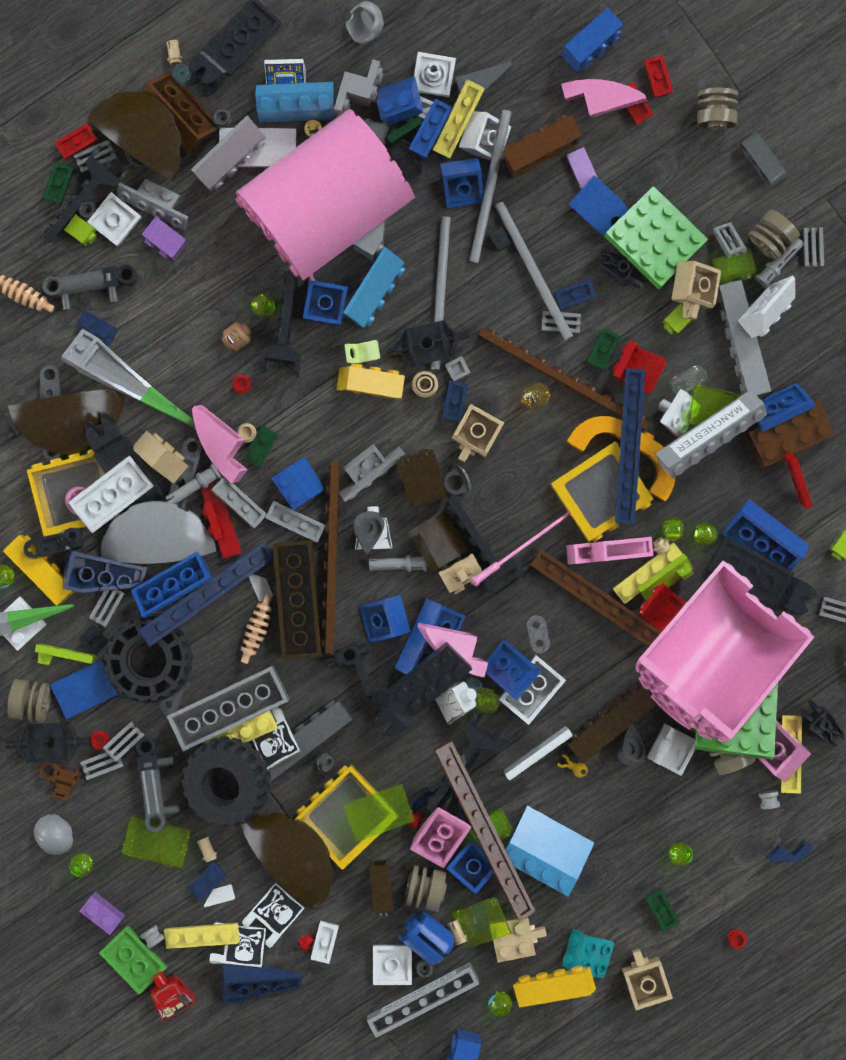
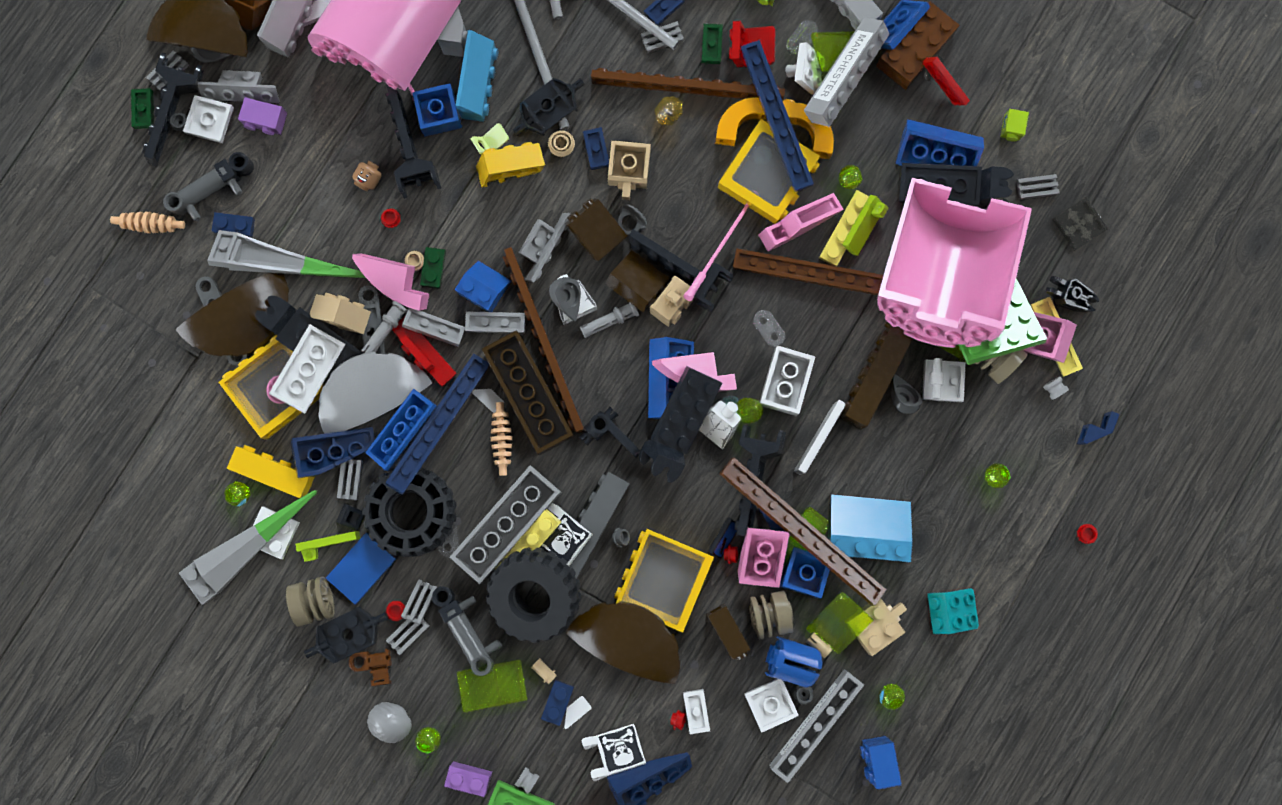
camera: 25 degrees left, 5 degrees down
(55, 544) = (274, 440): black piece -> none
(76, 141) = (143, 64): red plate -> none
(81, 230) = (180, 141): lime brick -> none
(202, 935) = (574, 757): light yellow plate -> none
(263, 305) = (380, 137): clear neon green piece -> none
(275, 911) = (636, 702): flag -> none
(379, 812) = (694, 560): clear neon green piece -> none
(384, 619) = (618, 376): blue slope -> none
(457, 368) = (585, 119): light grey tile -> none
(511, 669) = (759, 369): blue tile -> none
(554, 986) = (937, 655): yellow brick -> none
(576, 767) = (861, 438): yellow arm -> none
(646, 981) = (1021, 611): tan hinge -> none
(661, 545) = (846, 197): tan plate -> none
(661, 607) = (873, 251): red bracket -> none
(662, 910) = (1004, 537): dark green plate -> none
(705, 534) = (882, 169): clear neon green piece -> none

